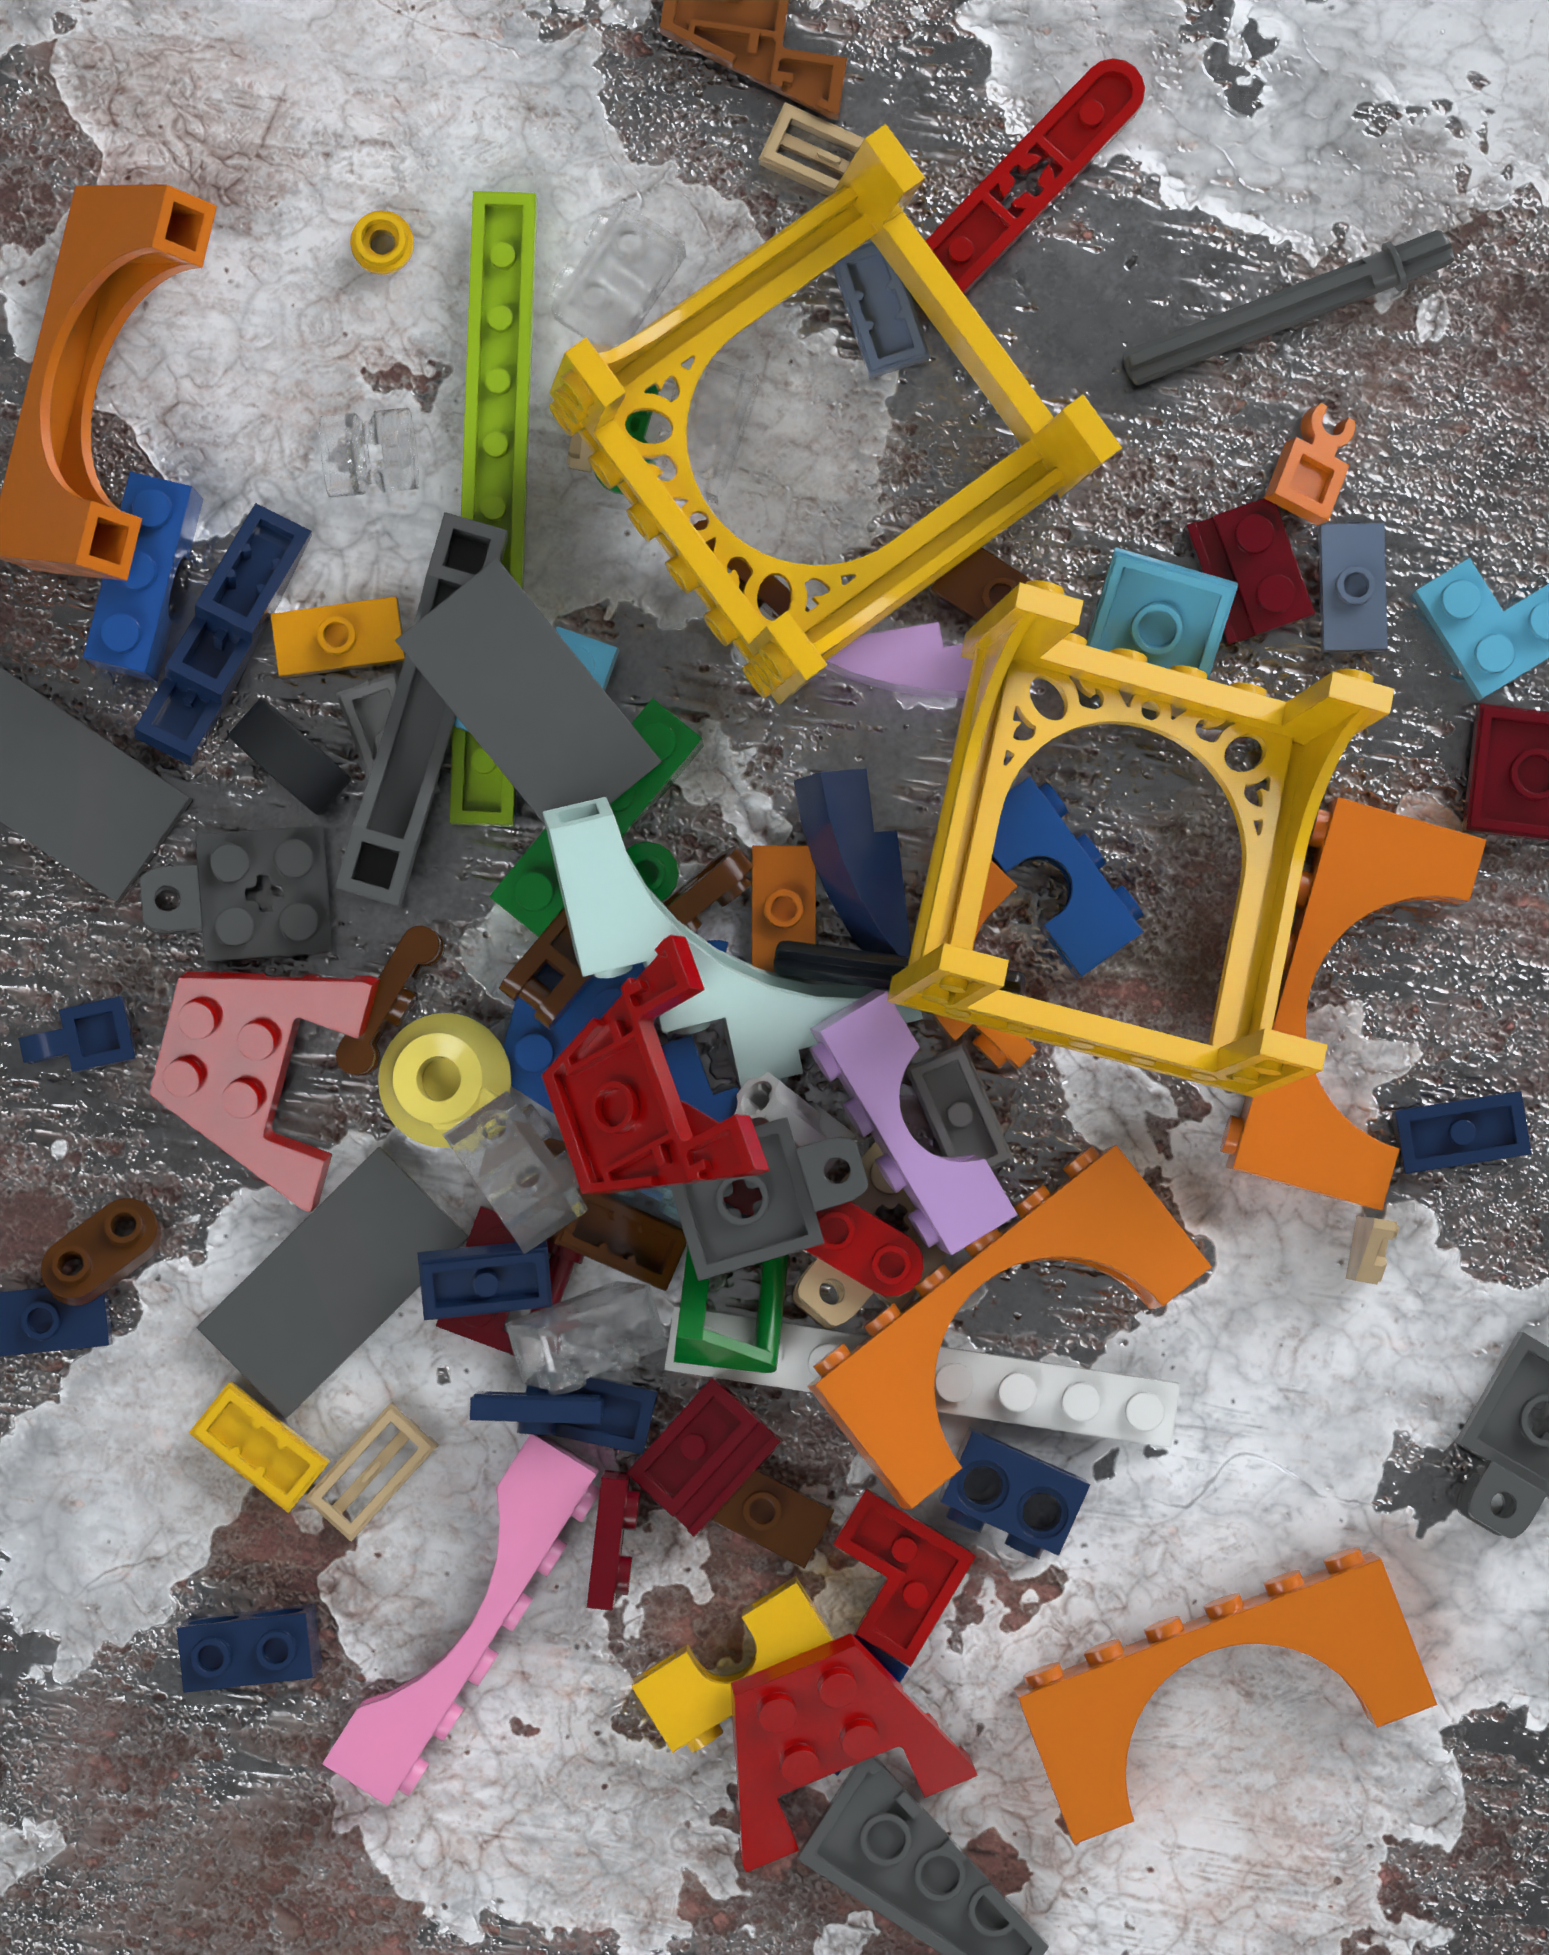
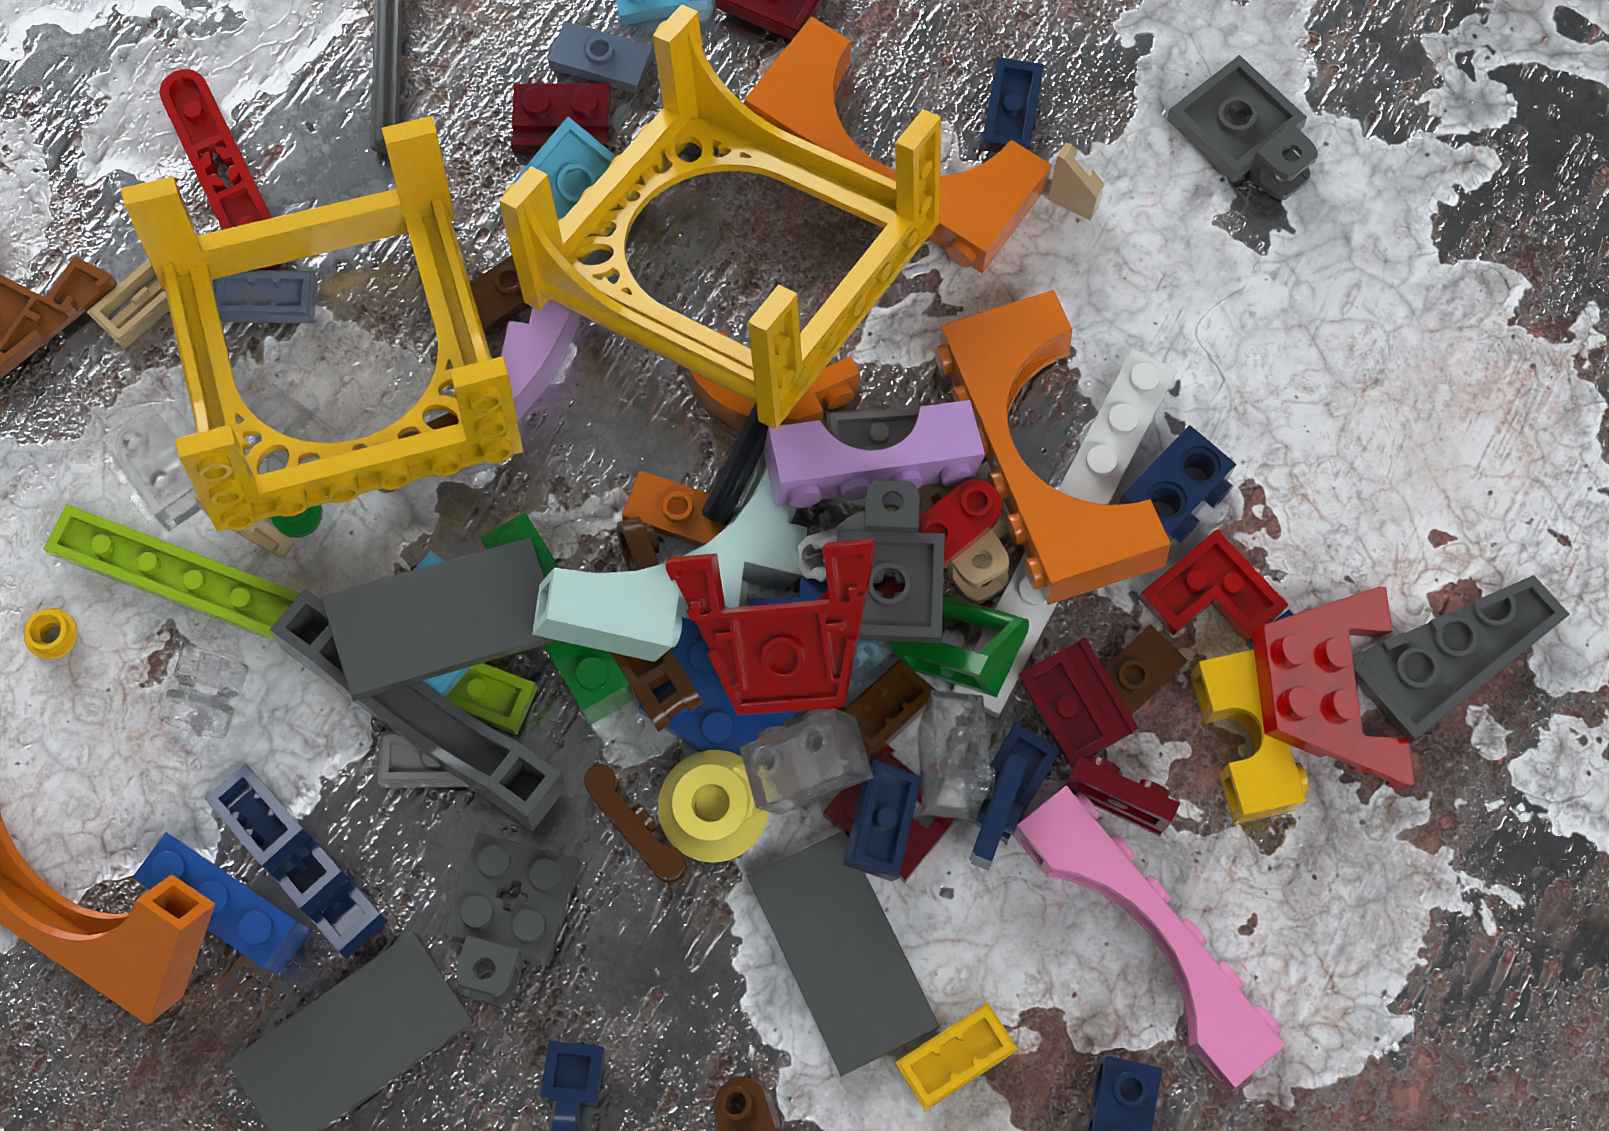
camera: 70 degrees left, 15 degrees down
(230, 1057) = (630, 966): wing -> none
(289, 757) = (411, 831): black tyre -> none
(337, 637) = (336, 772): light orange plate -> none
(408, 1431) = (1028, 1015): tan tile -> none
(853, 861) = (658, 443): dark blue slope -> none
(1089, 1711) = (1361, 488): orange arch -> none
(1095, 916) = (733, 293): blue arch -> none
(1307, 471) = (506, 55): orange plate -> none

